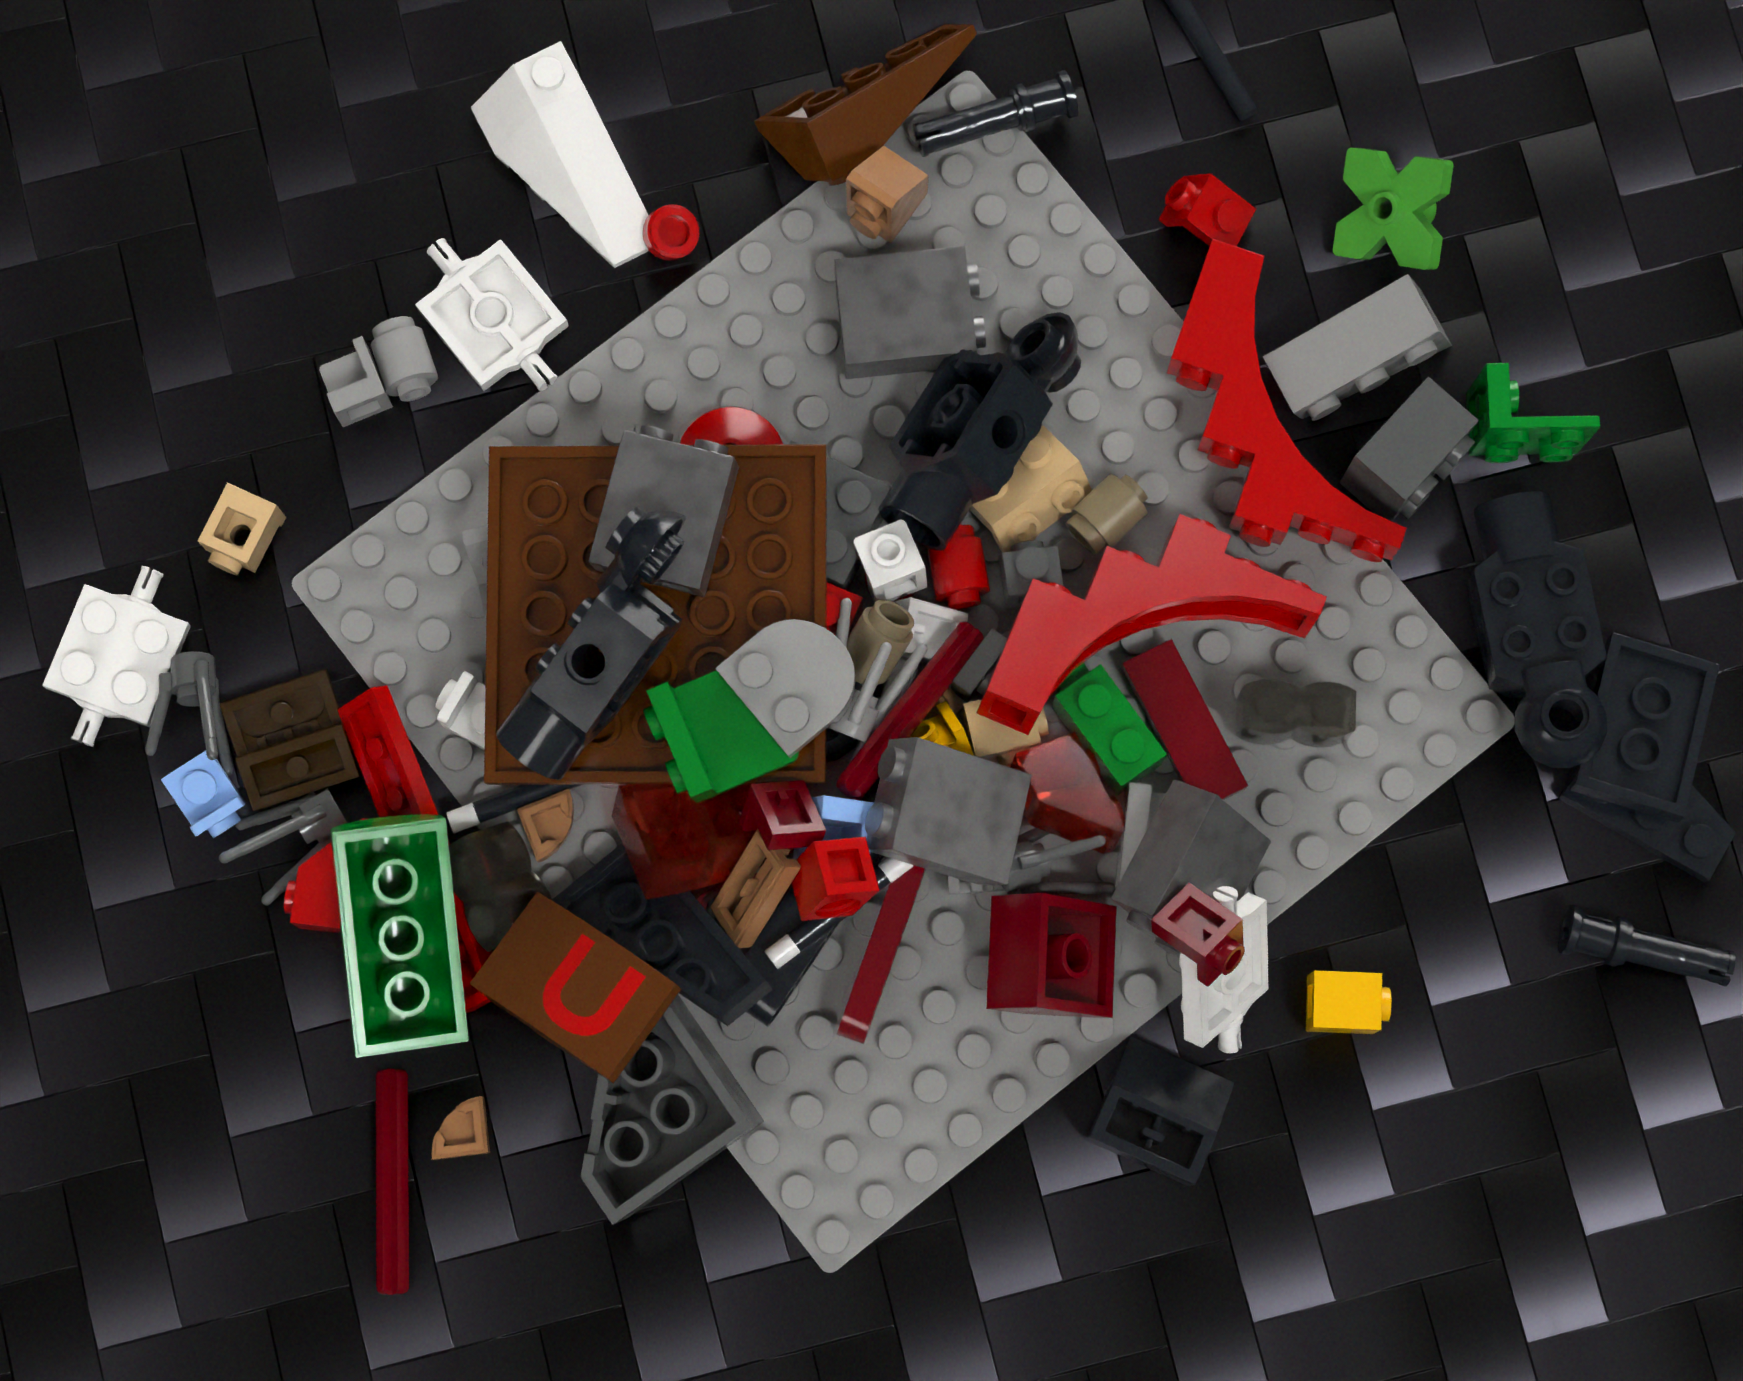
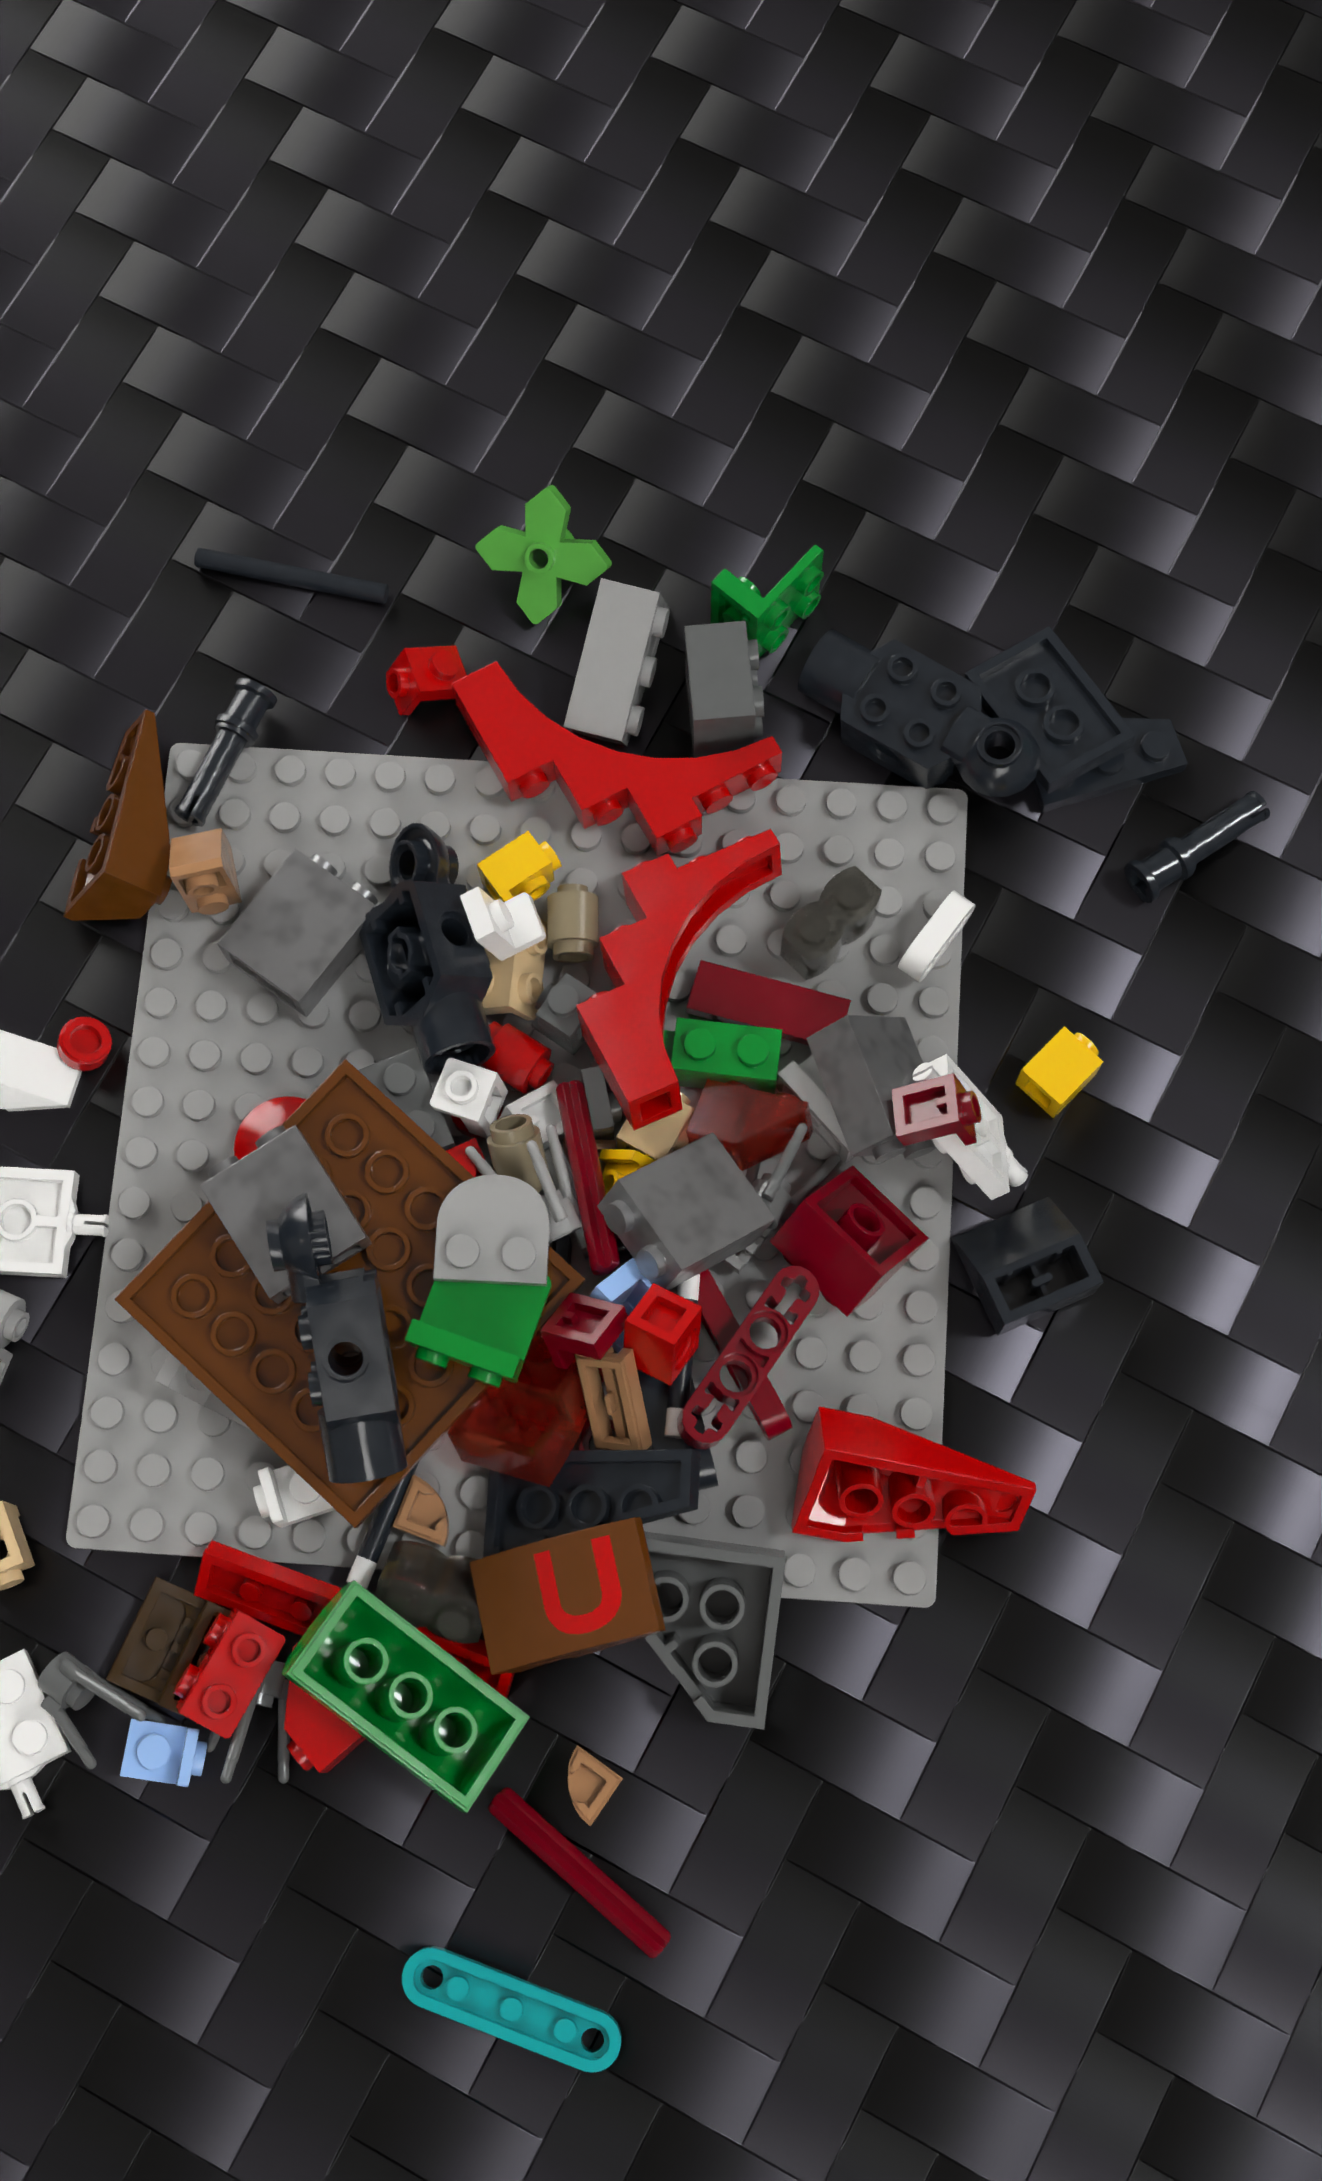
camera: 45 degrees left, 5 degrees down
(251, 1220) = (512, 2009): none -> teal plate
(302, 790) = (230, 1672): none -> red bracket
(882, 957) = (753, 1359): none -> dark red beam
(887, 1148) = (881, 1478): none -> red wedge
(1046, 463) = (503, 926): none -> white bracket
(1111, 433) = (519, 869): none -> yellow brick
(1364, 806) = (936, 936): none -> white beam

